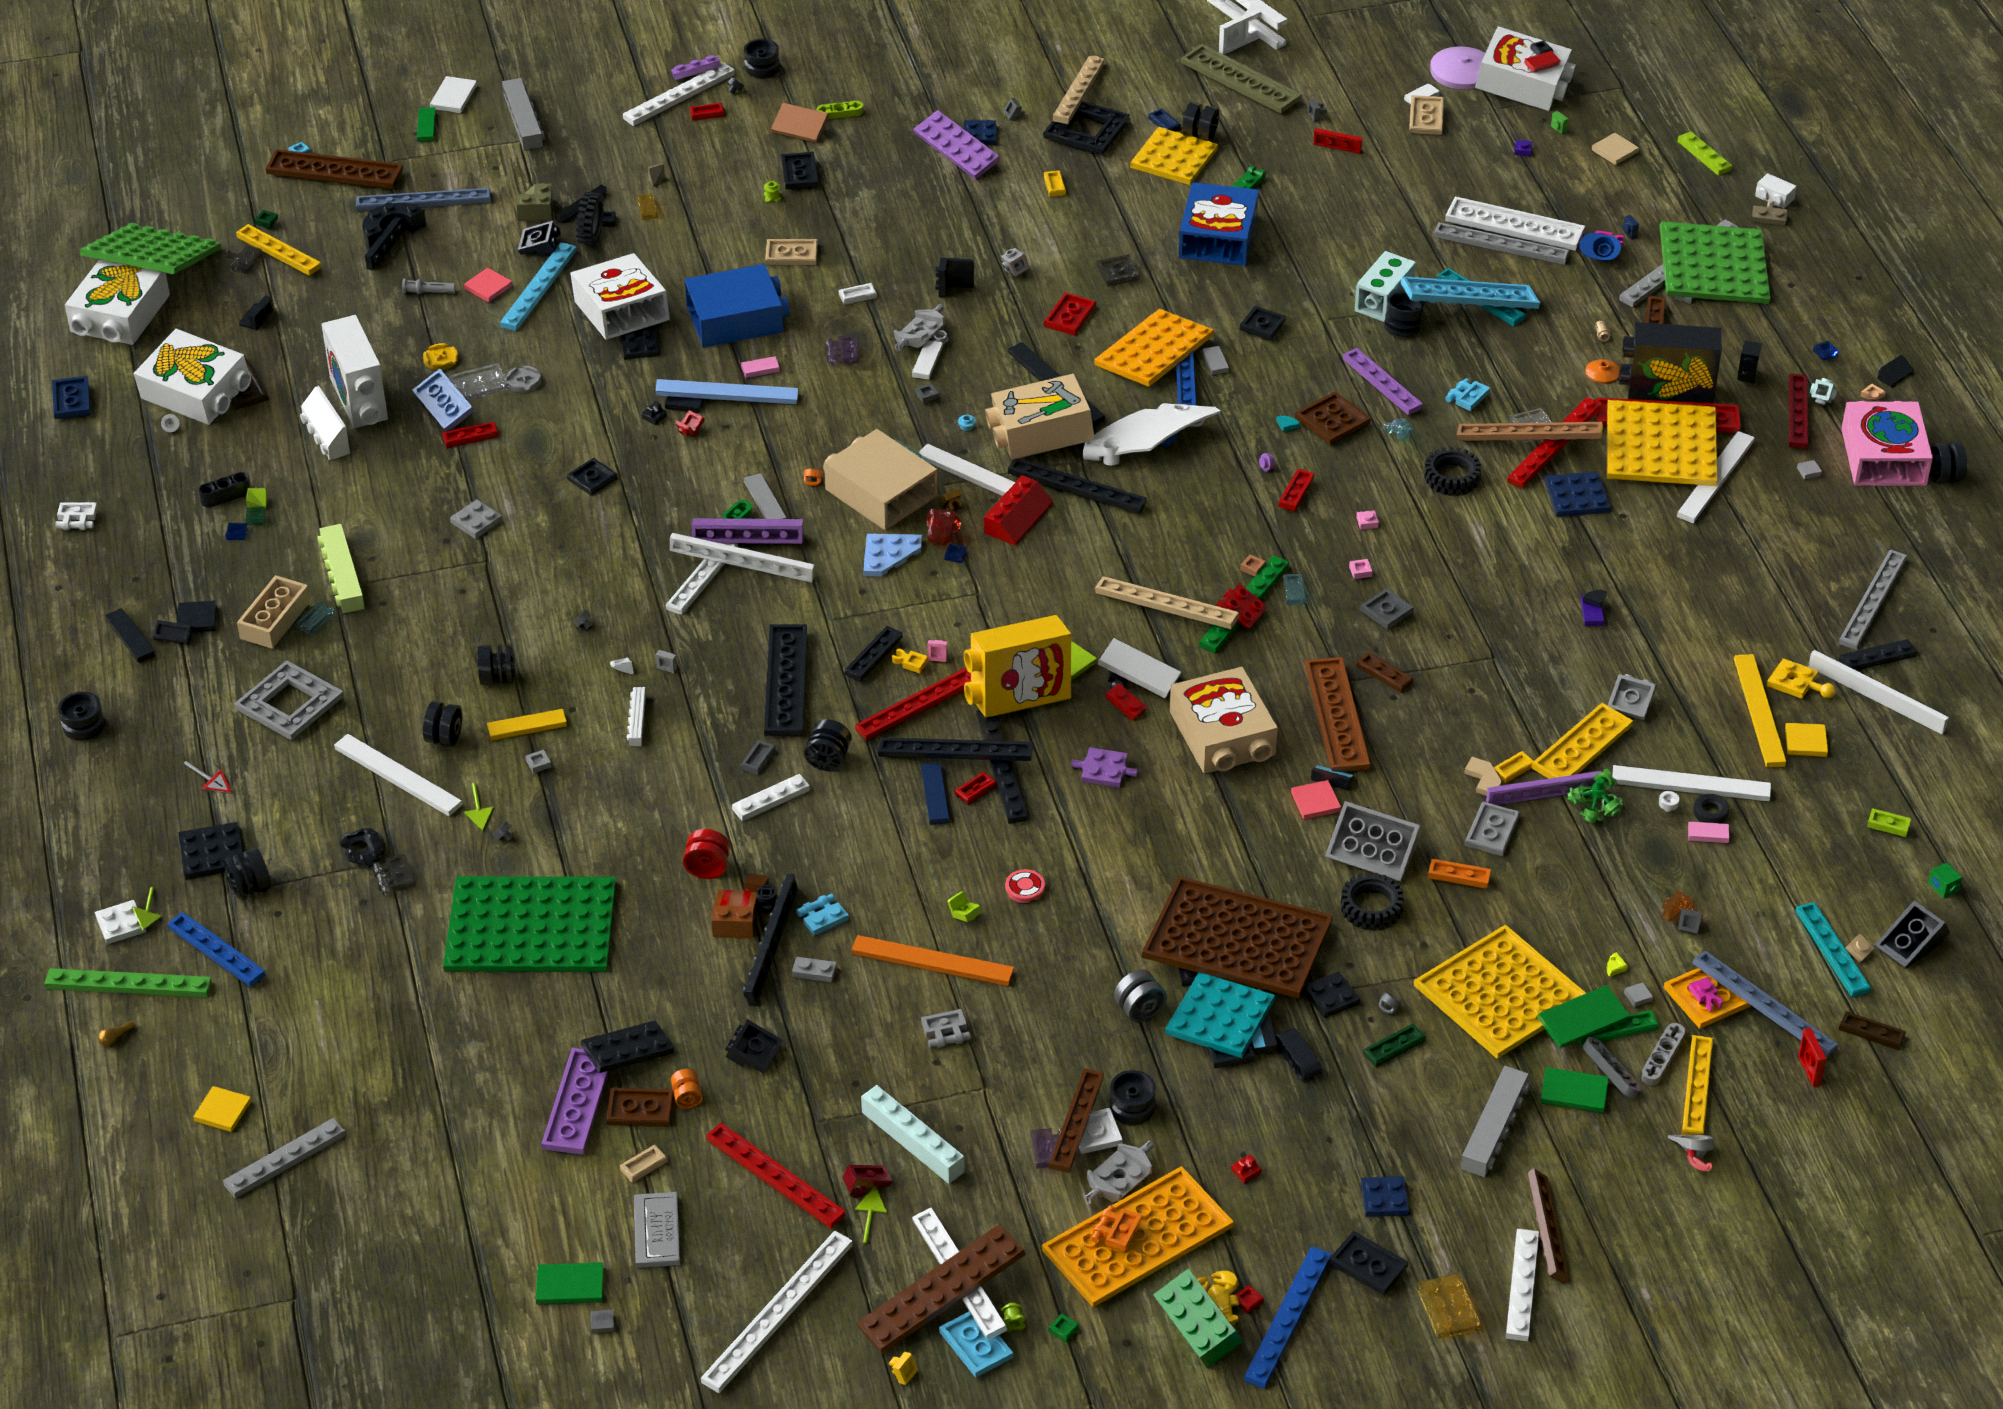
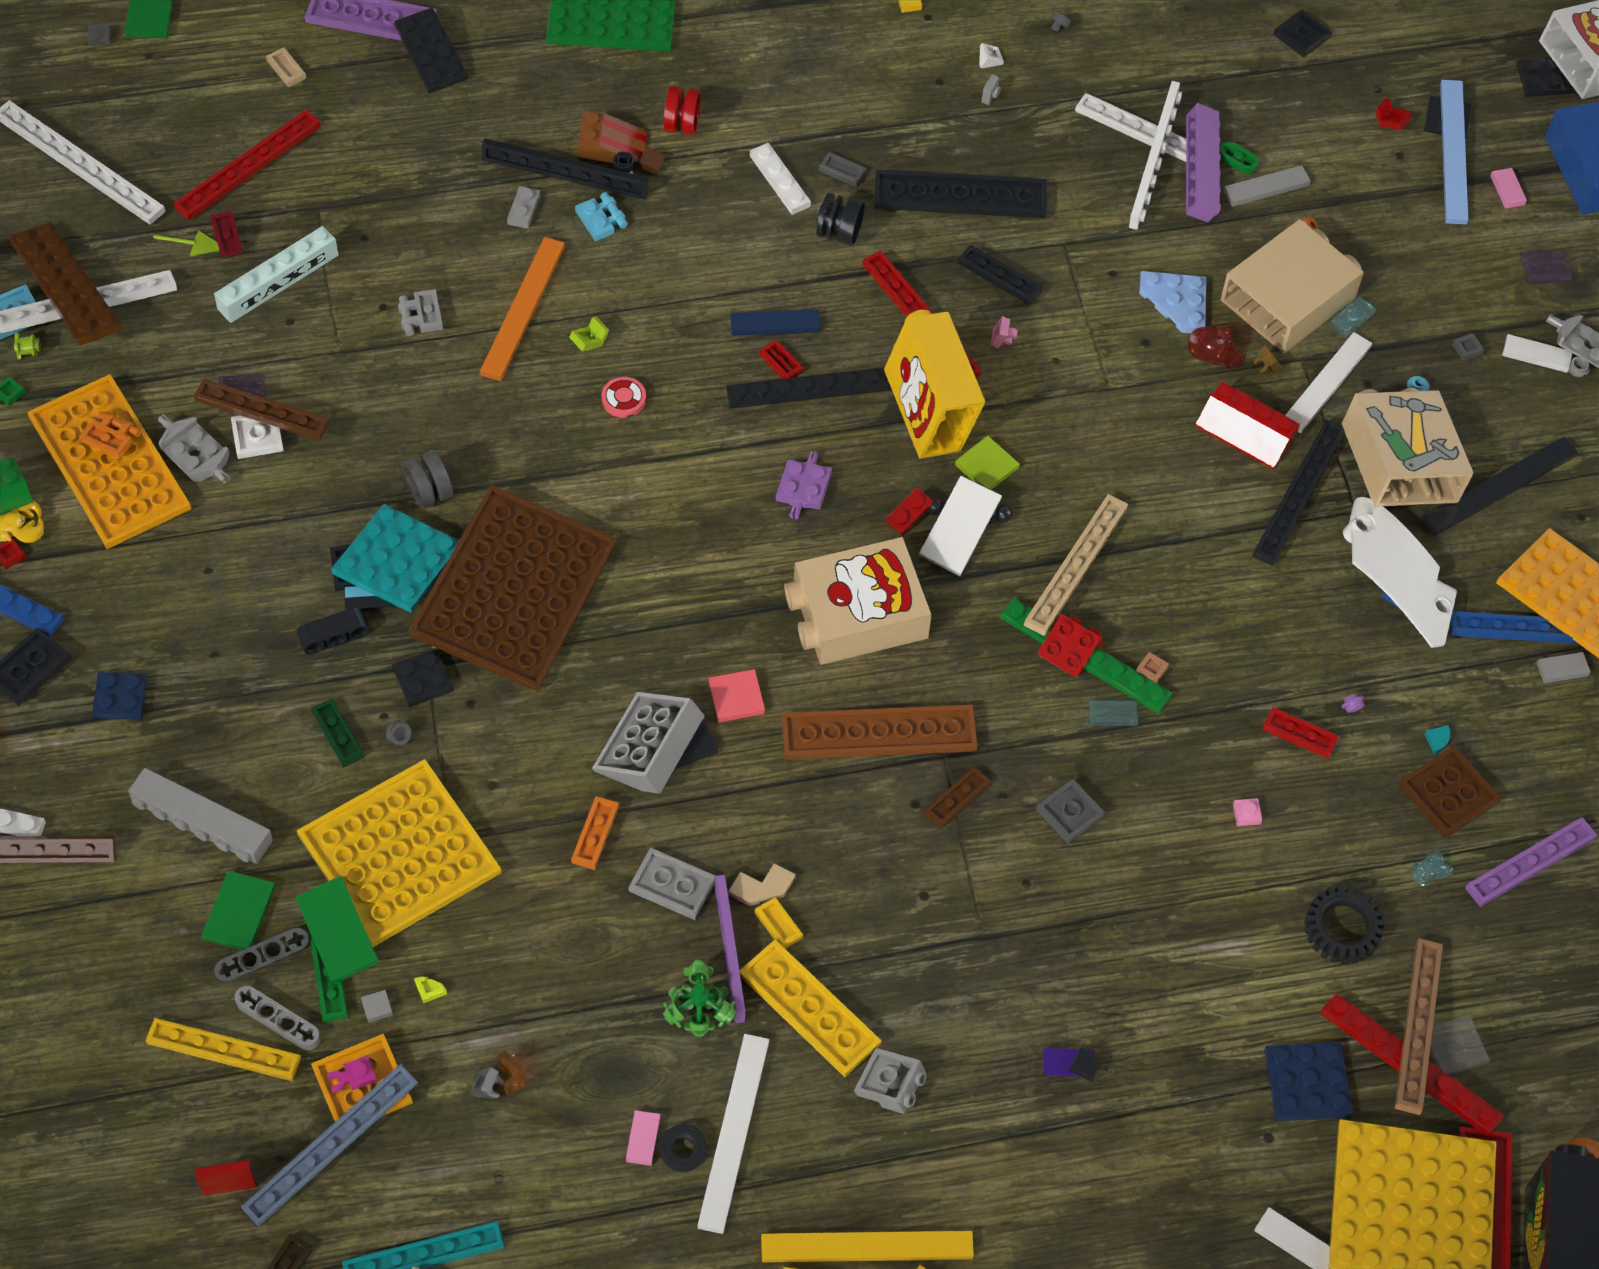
camera: 90 degrees right, 15 degrees up
(636, 720) = (908, 67): white piece -> none
(640, 1107) = (358, 65): reddish brown tile -> none
(654, 413) = (1414, 88): black tile -> none
(656, 1229) = (201, 75): light grey tile -> none
(686, 1088) = (367, 95): orange wheel -> none
(753, 1046) = (416, 149): black plate -> none
(912, 661) = (987, 310): yellow plate -> none
(955, 553) = (1177, 364): clear blue tile -> none
(956, 749) = (831, 339): black plate -> none
(1132, 1097) = (289, 464): black wheel -> none
(1246, 1168) = (182, 568): red tile -> none
(1335, 778) = (770, 721): black slope -> none
(1360, 569) = (1146, 790): bright pink plate -> none
(1372, 918) = (558, 708): black tyre -> none
(1468, 394) = (1509, 972): medium azure plate -> none
(1668, 801) = (694, 1093): white tile -> none
(1696, 1148) = (126, 1024): light grey piece -> none

